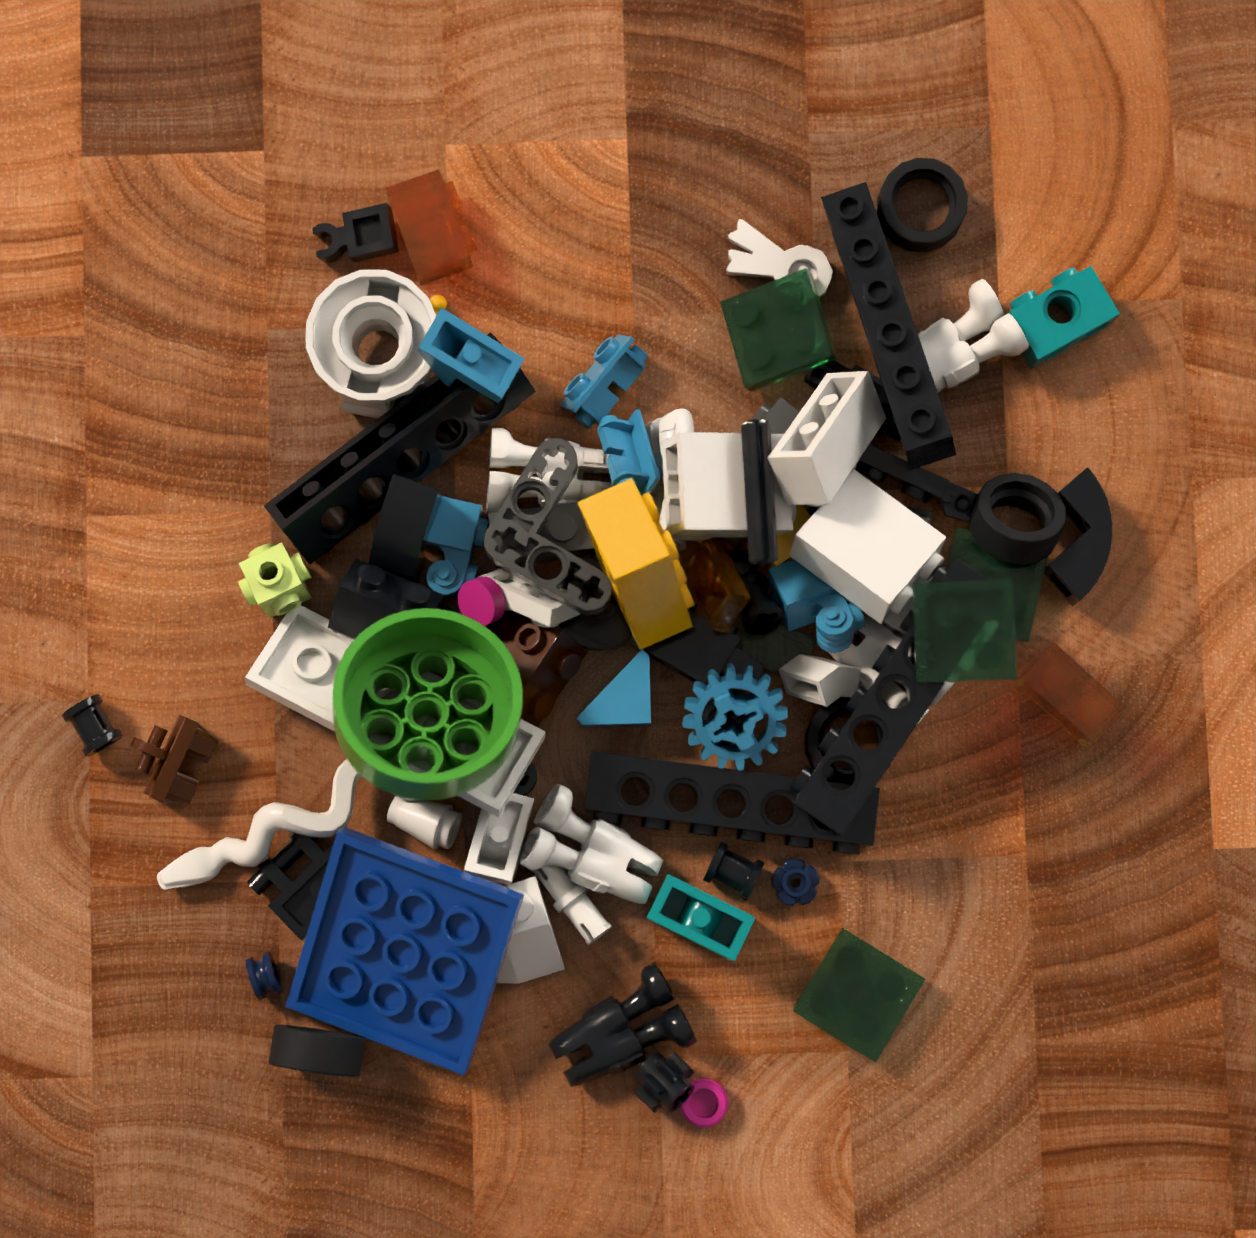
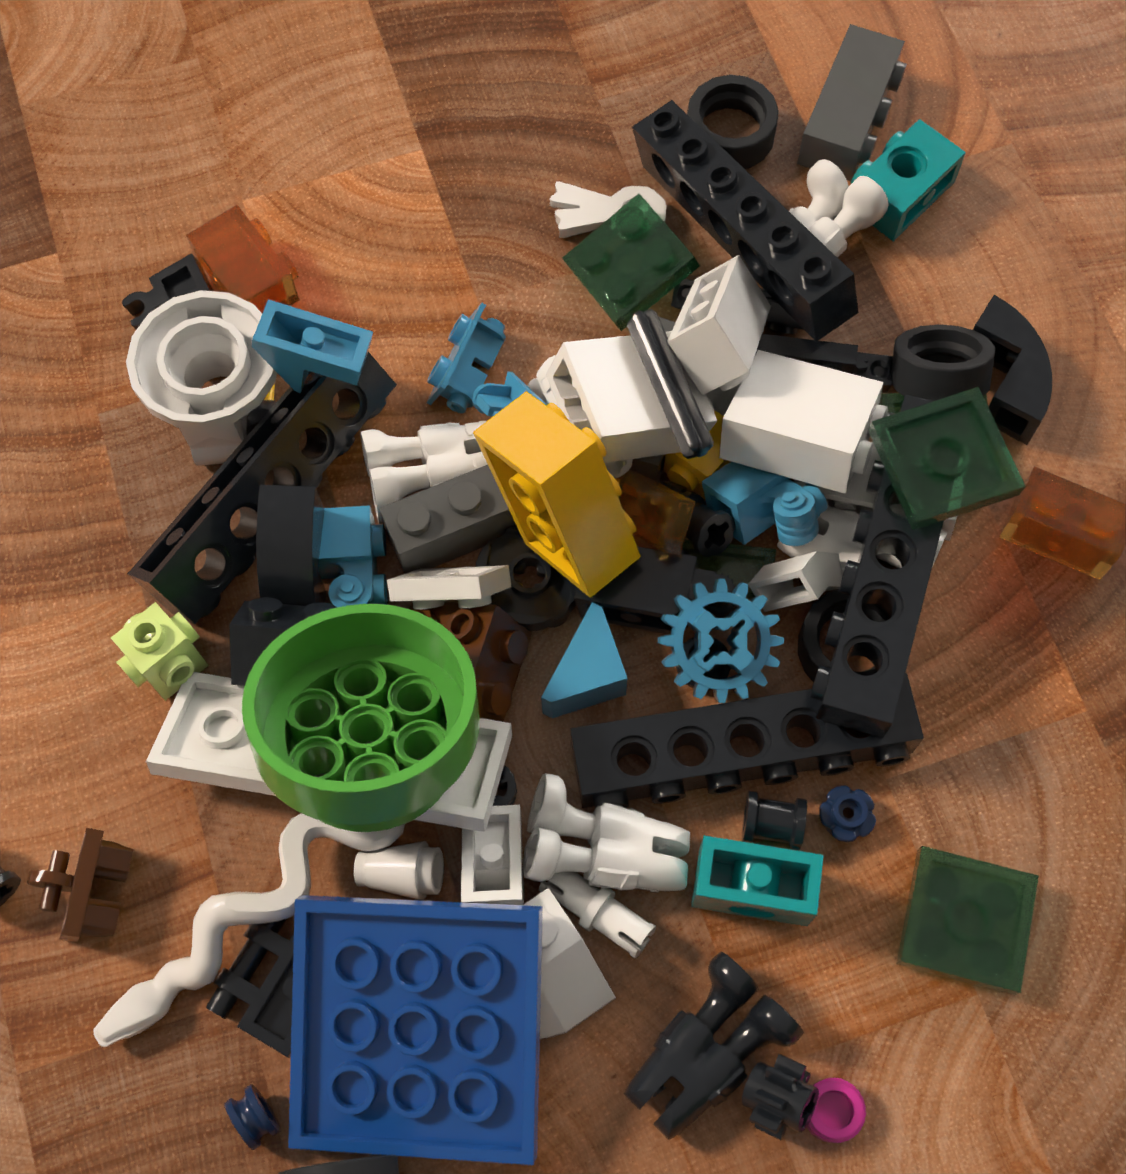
camera: 15 degrees left, 15 degrees down
(482, 600) = (399, 591): dark pink tile -> none
(528, 528) = (428, 505): dark grey beam -> none
(1042, 219) = (853, 101): none -> dark grey brick

